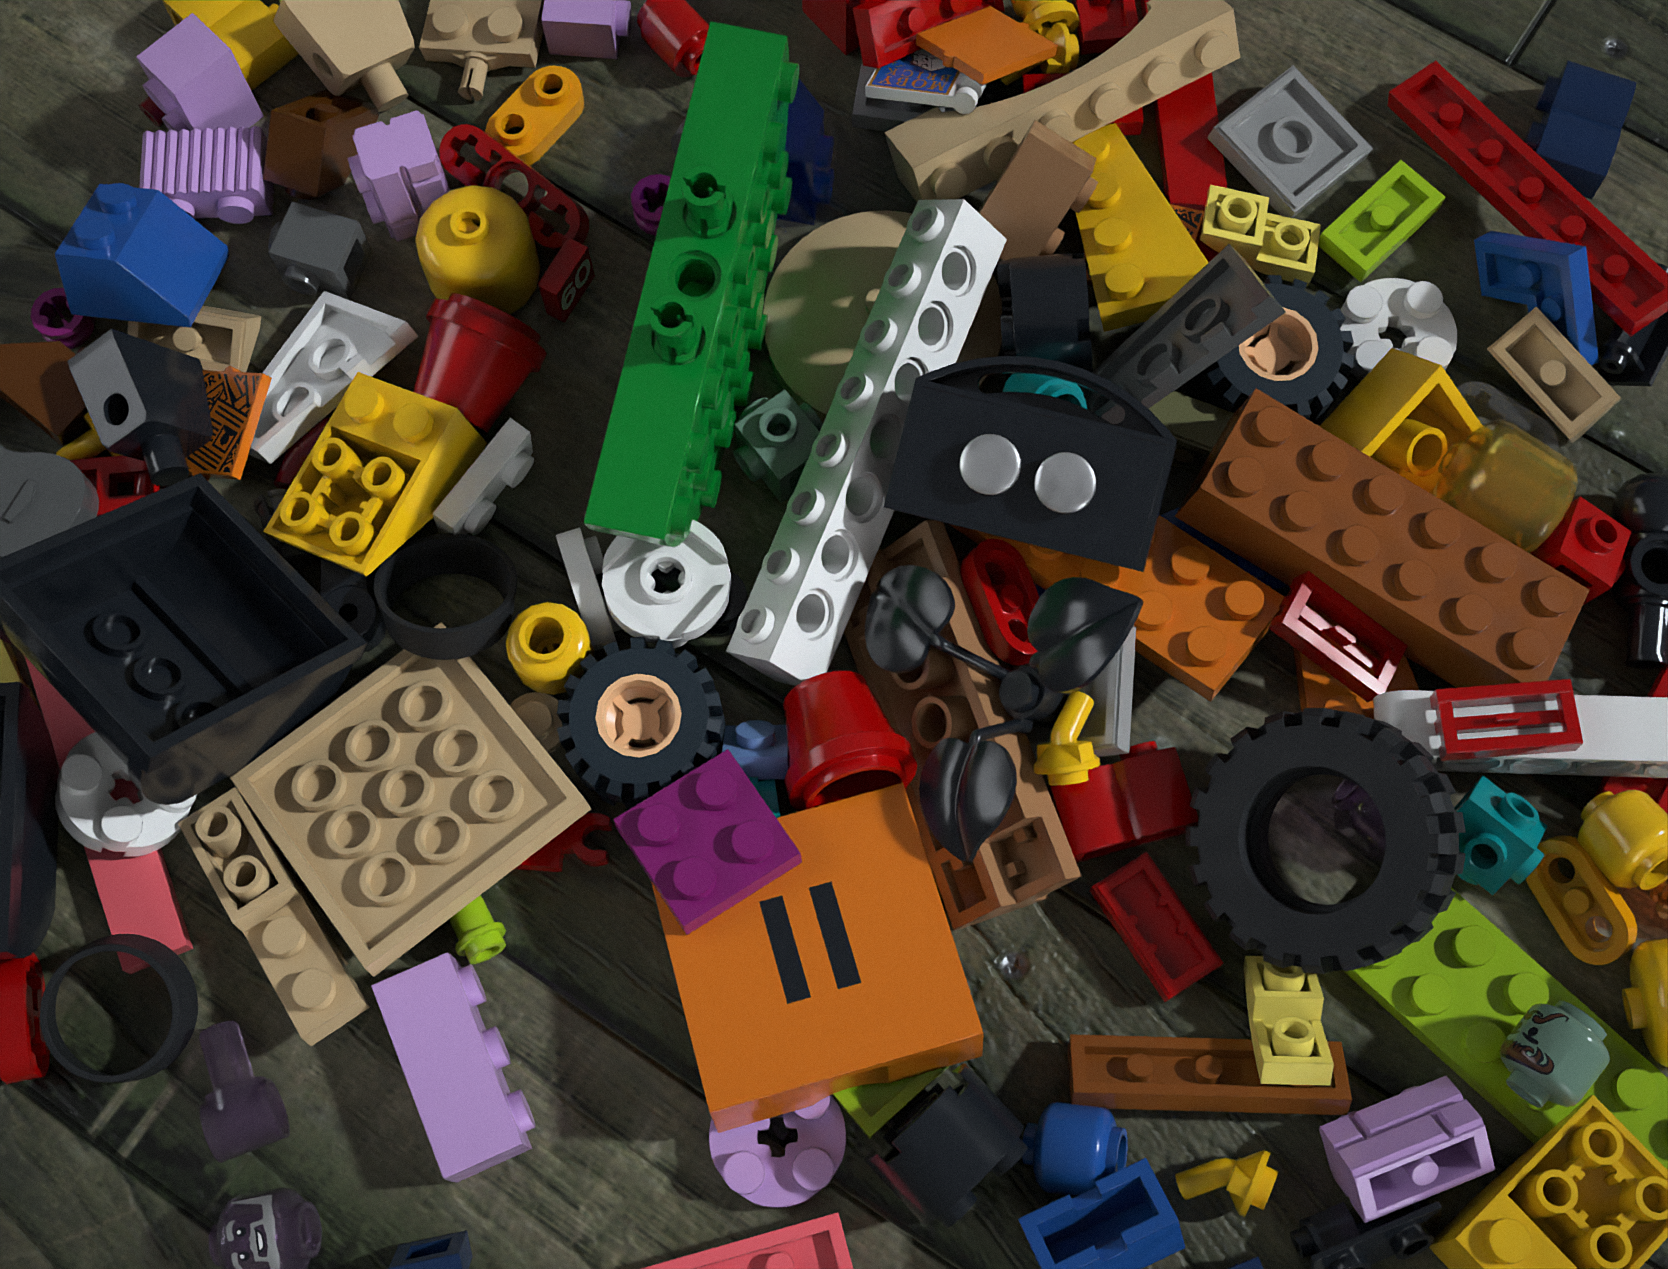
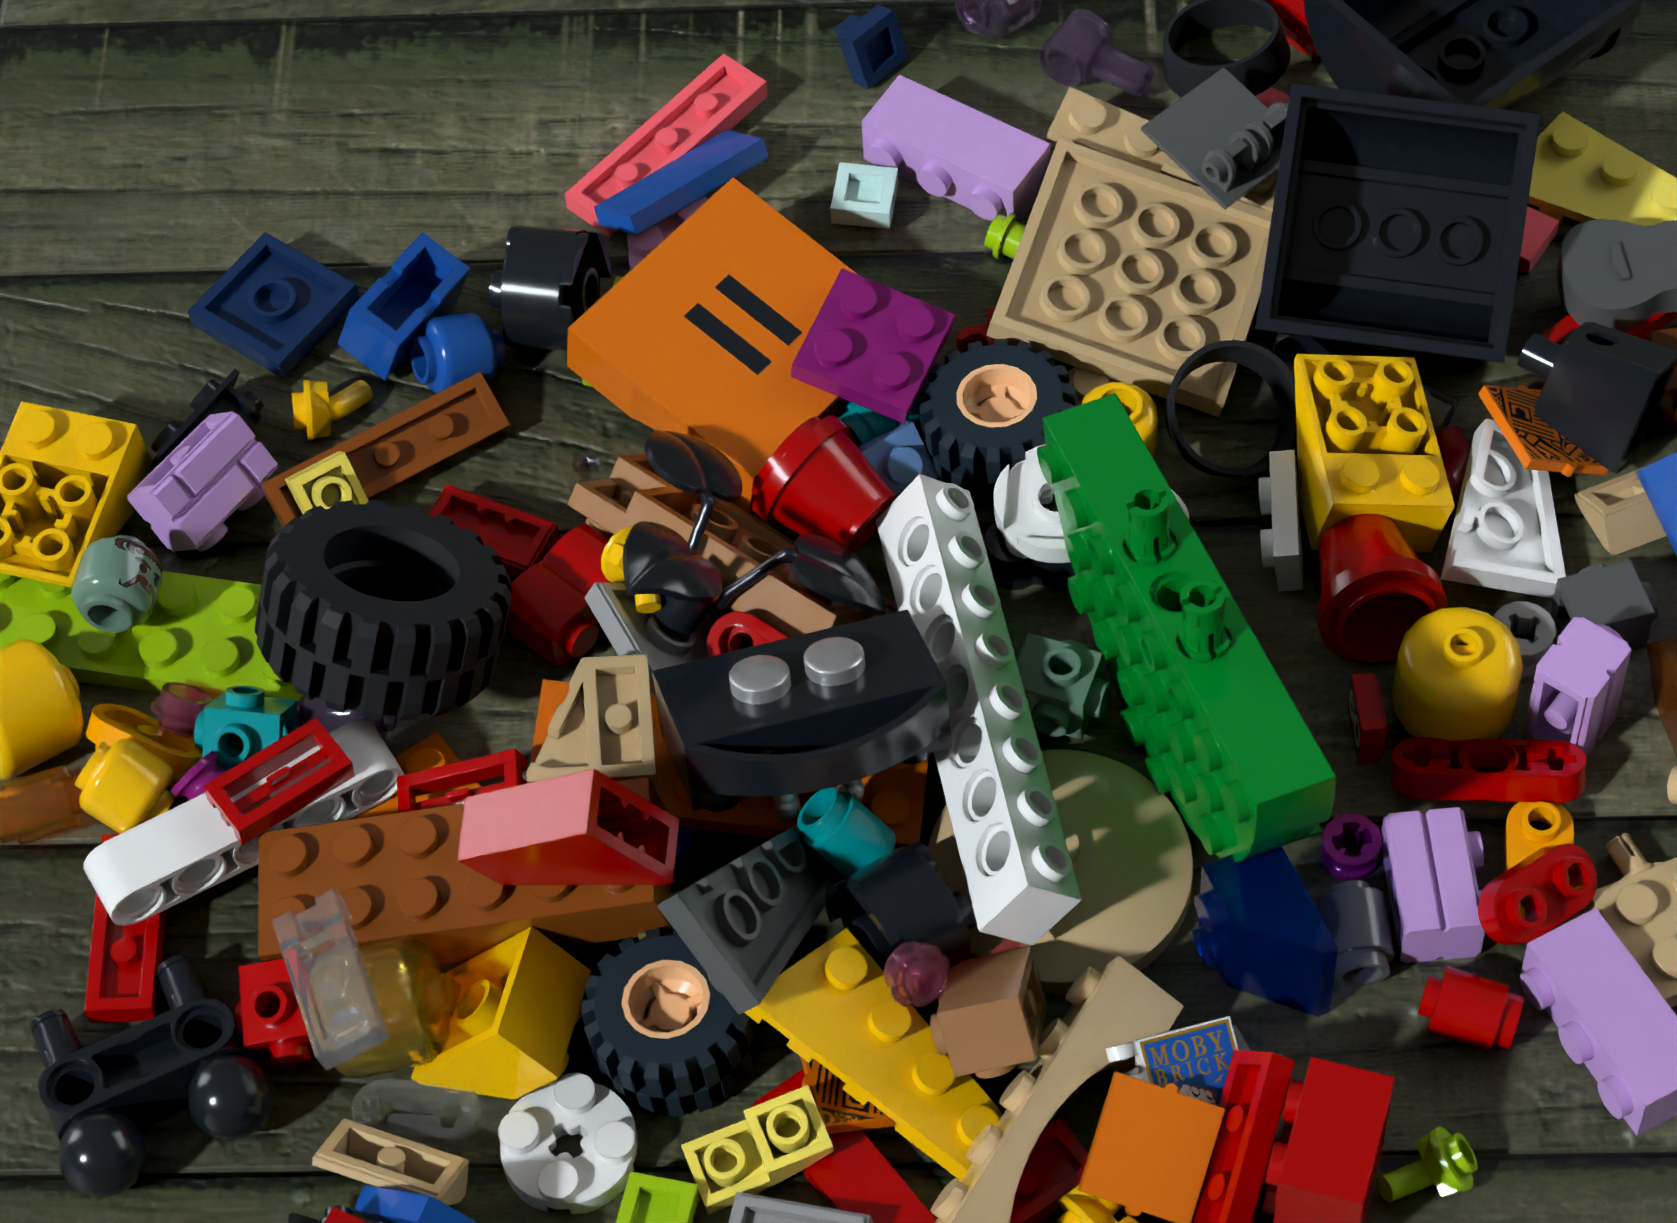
camera: 150 degrees right, 15 degrees down
(220, 857) = (1221, 137): none -> dark grey hinge
(406, 286) = (1533, 622): none -> light grey wheel
(570, 1080) = (864, 195): none -> light aqua plate
(588, 51) = (1542, 889): none -> red plate
(627, 128) = (1433, 884): none -> lavender brick
(738, 1204) = (681, 182): none -> blue tile
(1076, 234) = (916, 973): none -> clear pink plate
(1203, 589) = (602, 723): none -> tan wing
(1316, 440) = (568, 833): none -> red slope
(1516, 921) = (179, 707): none -> clear pink plate
(1559, 794) = (201, 773): none -> magenta bush
(1561, 482) = (330, 980): none -> clear plate

